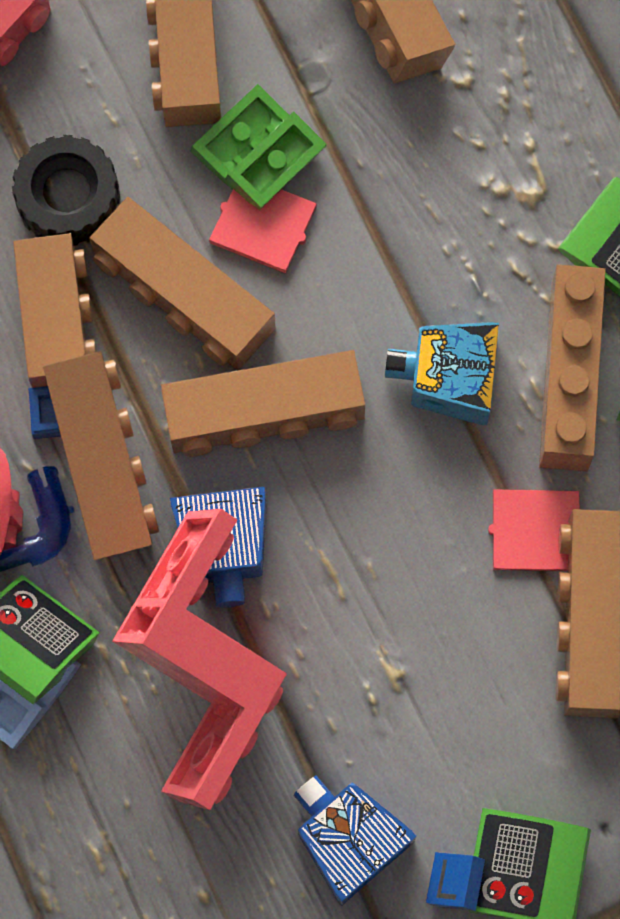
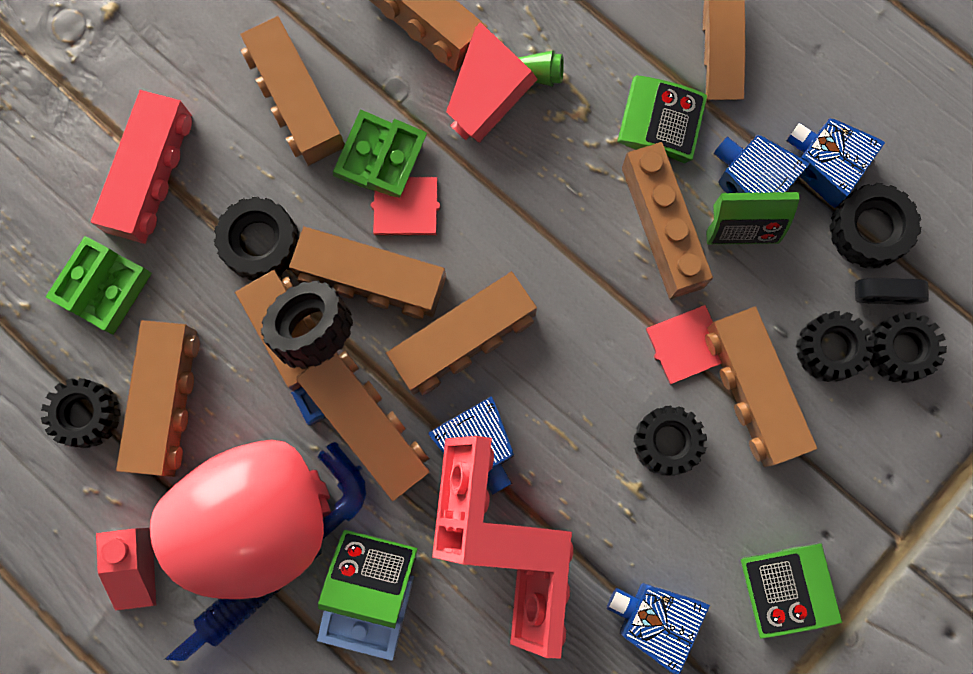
camera: 20 degrees left, 5 degrees up
(86, 335) = (321, 341): none -> black tyre
(422, 116) = (487, 85): none -> coral slope
(450, 369) = (583, 256): torso -> none
(455, 881) = (746, 622): blue tile -> none
(466, 603) = (691, 433): none -> black tyre
(502, 121) = (546, 67): none -> bright green cone

